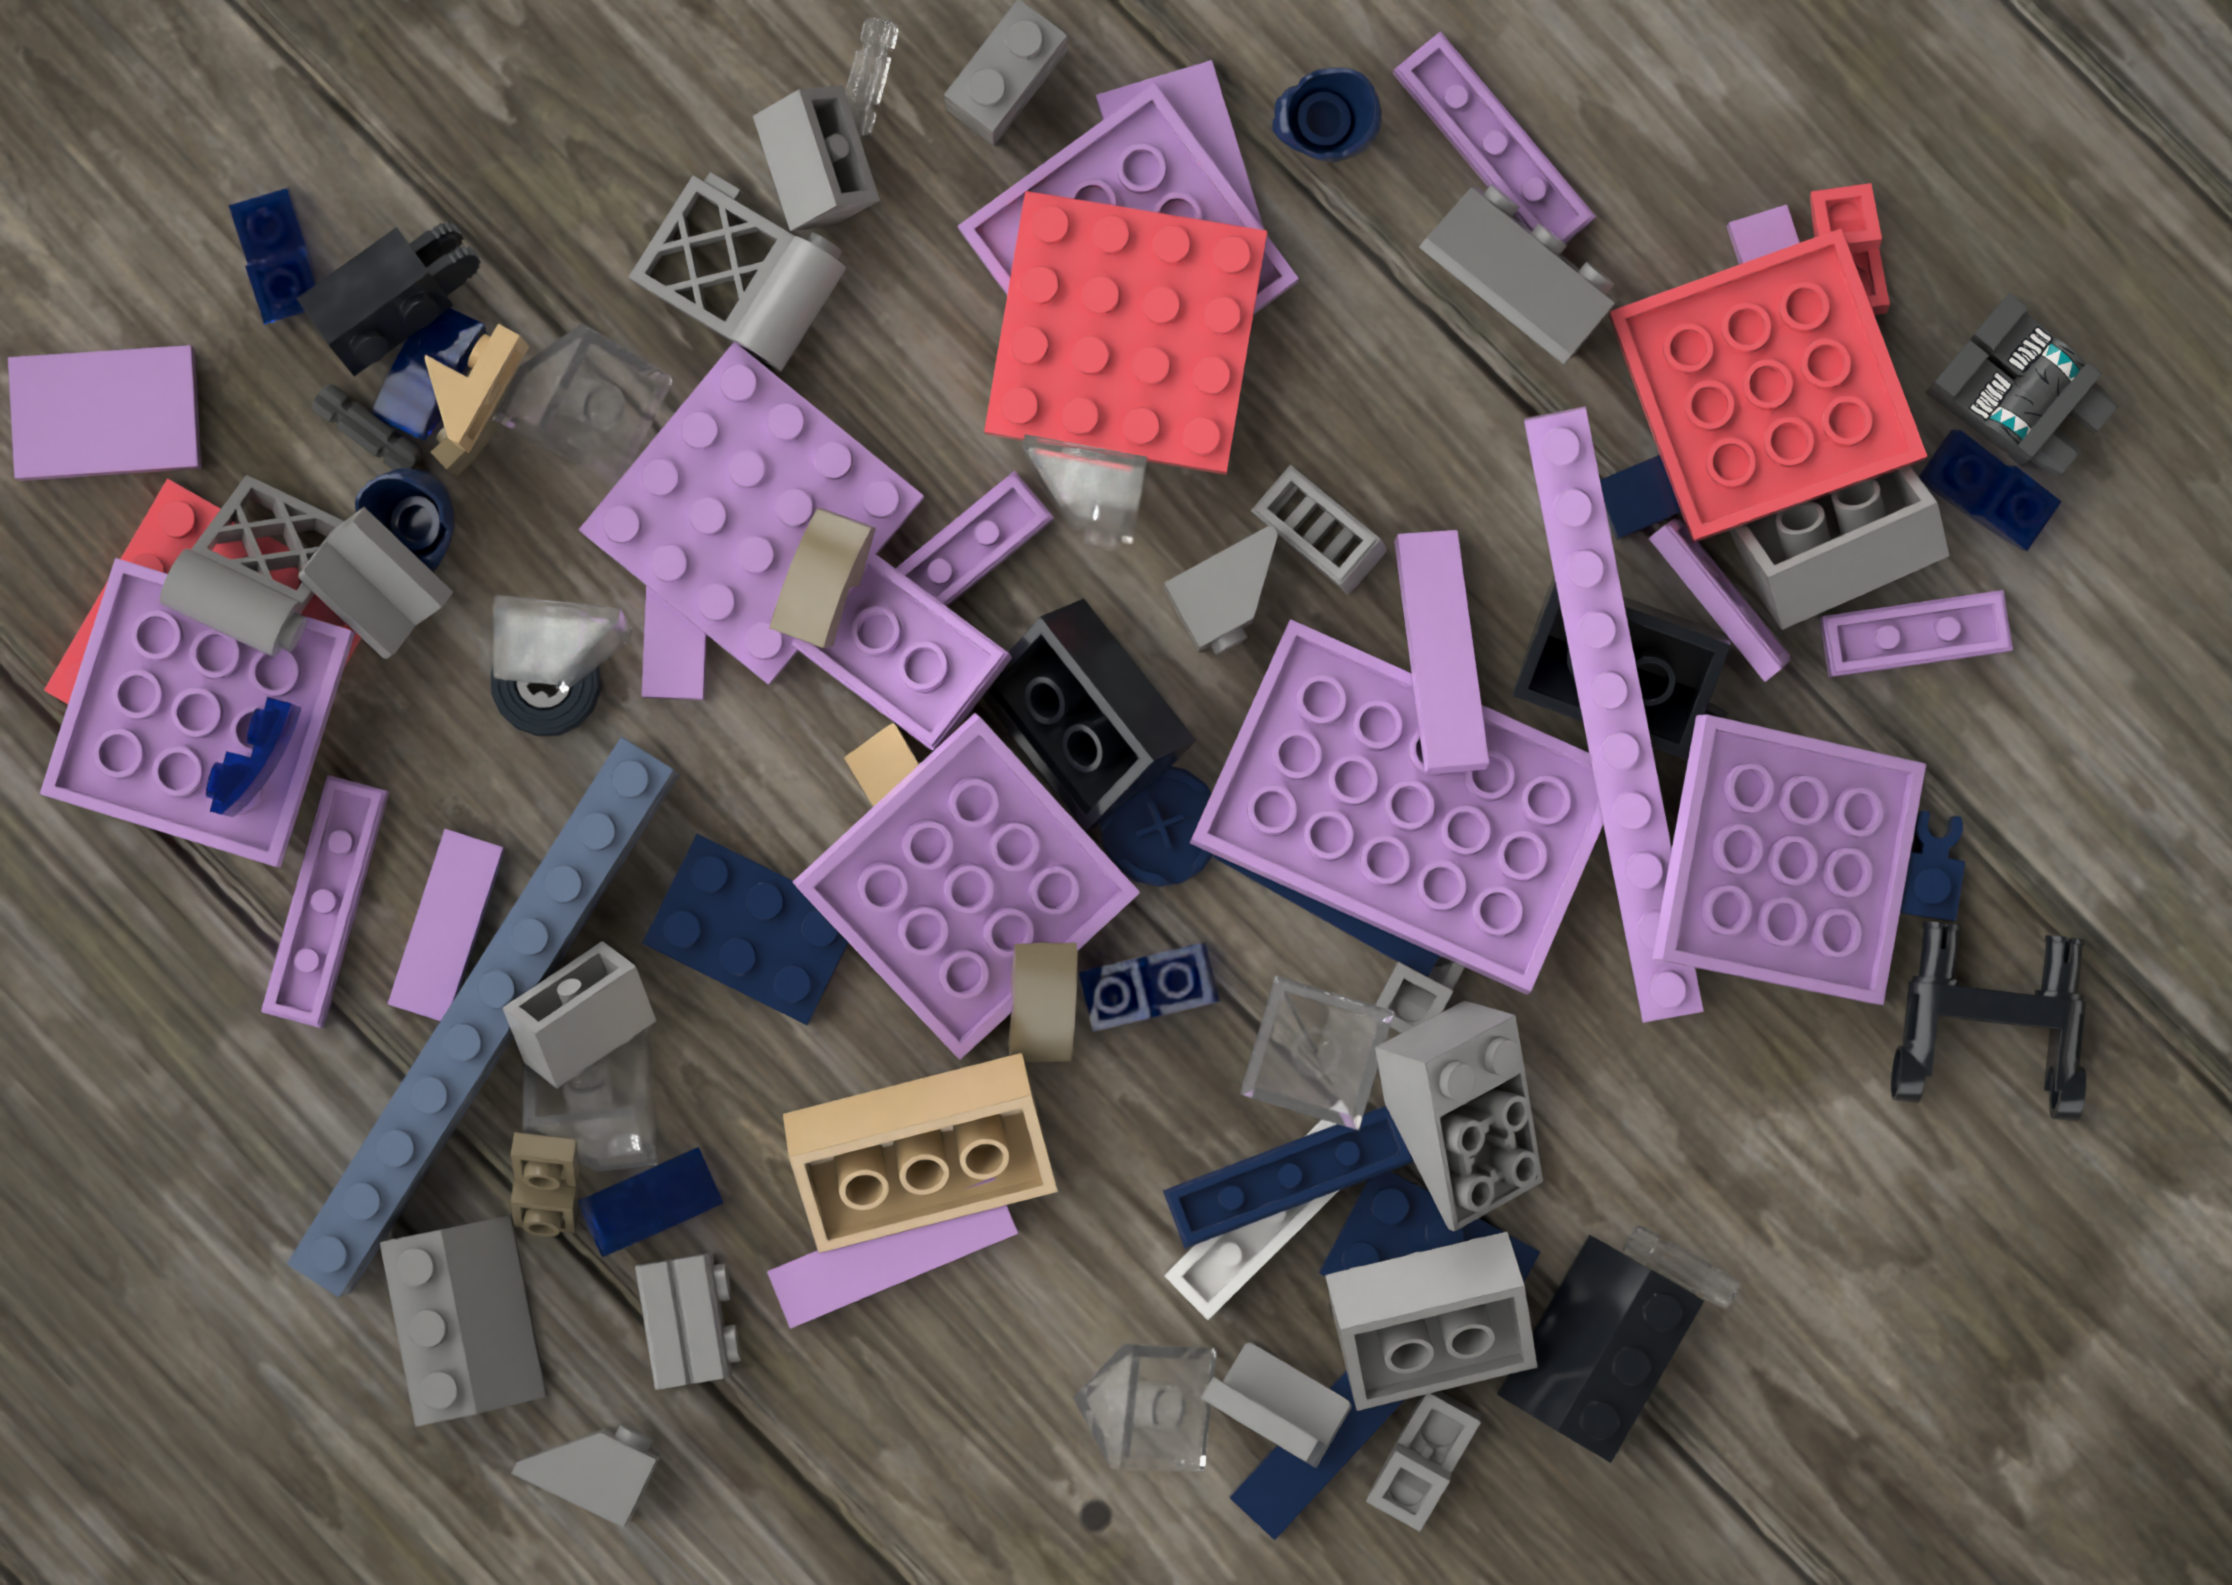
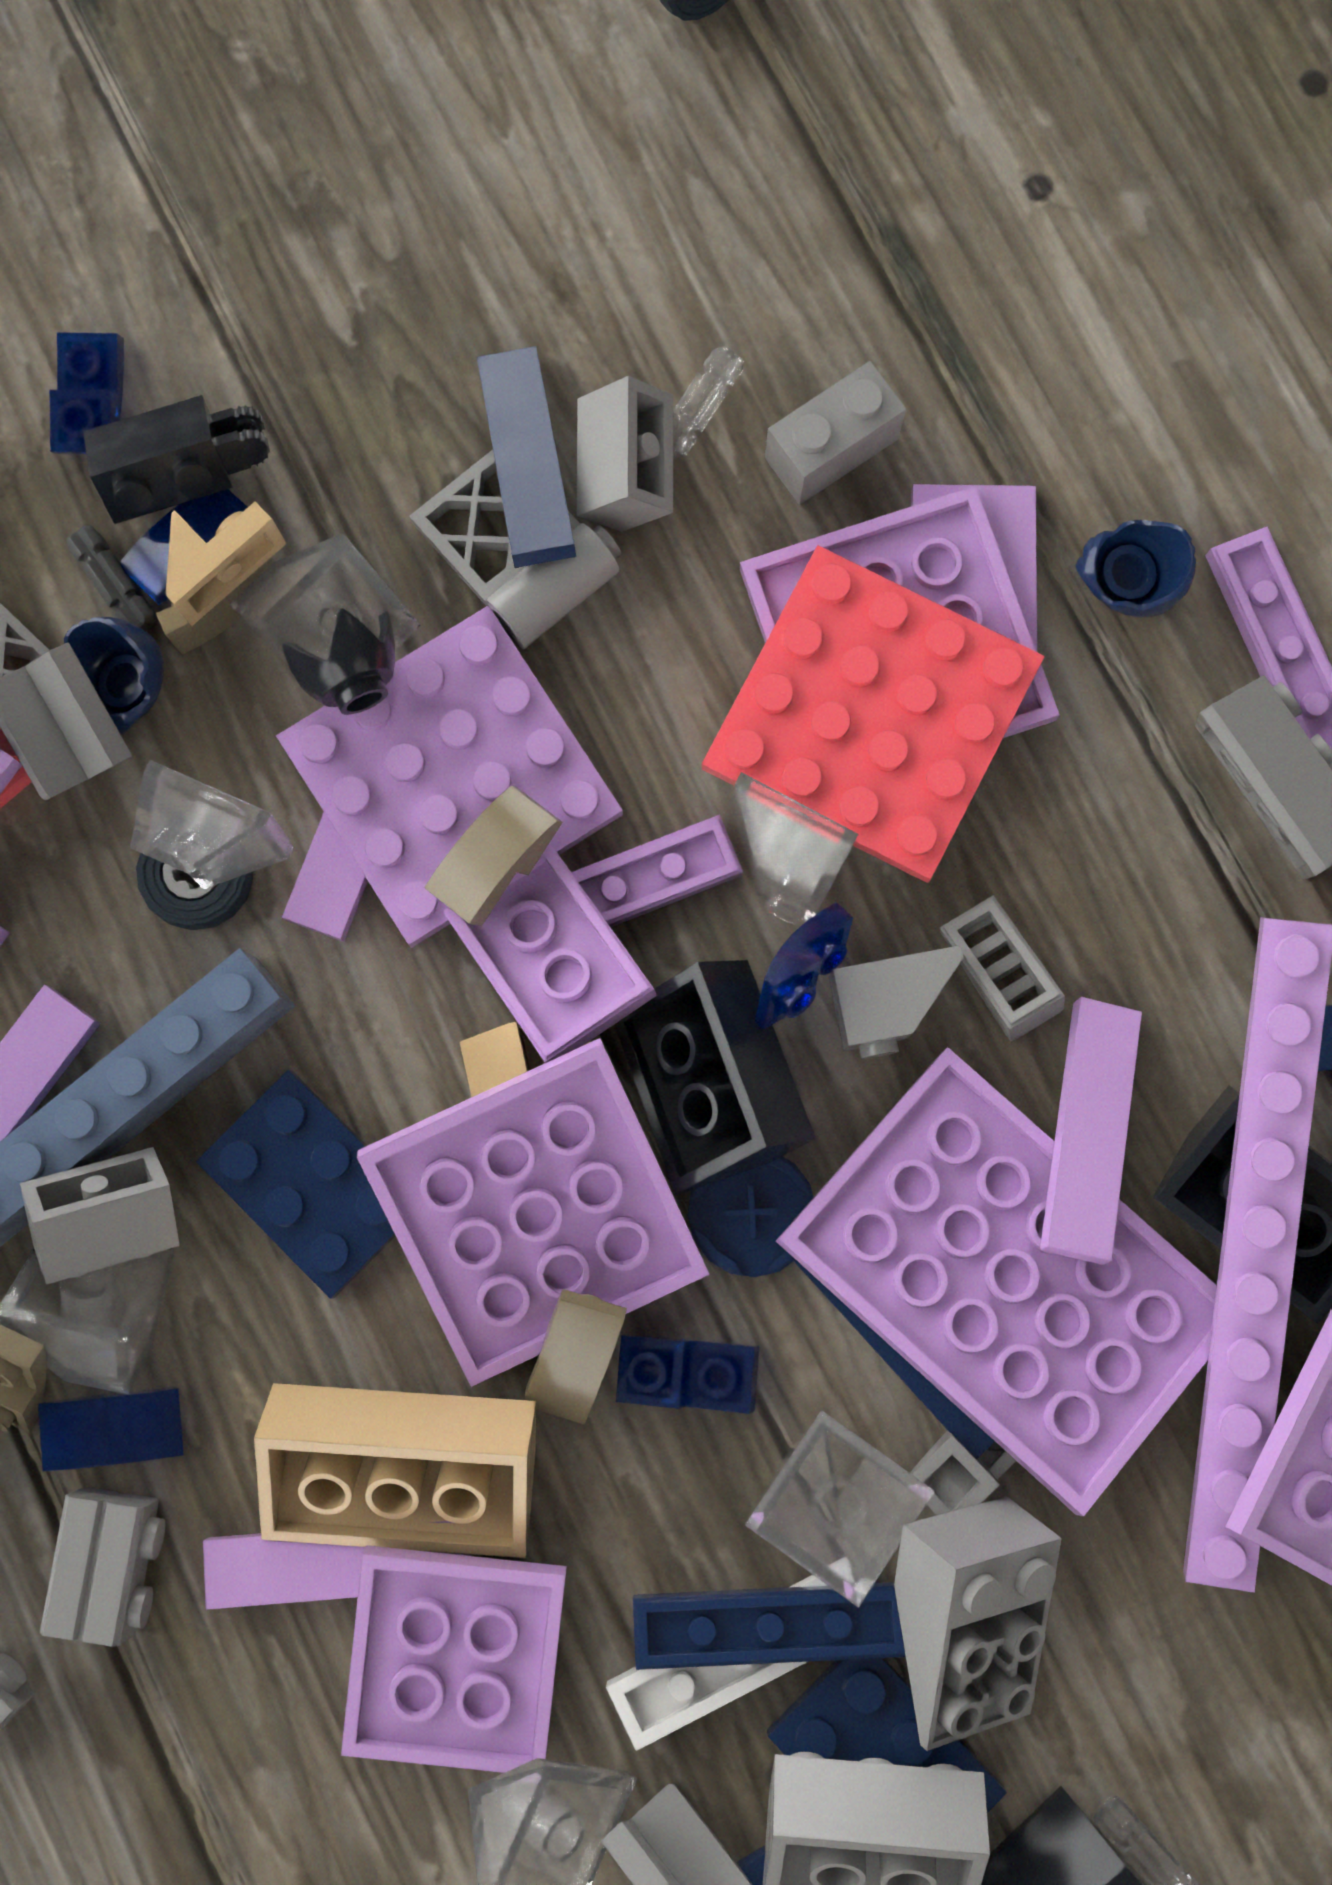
camera: 25 degrees right, 5 degrees down
(642, 447) = (356, 667): none -> black piece
(722, 187) = (526, 457): none -> tile
(1022, 1295) = (452, 1659): none -> lavender plate
(1129, 596) = (794, 971): none -> clear blue slope

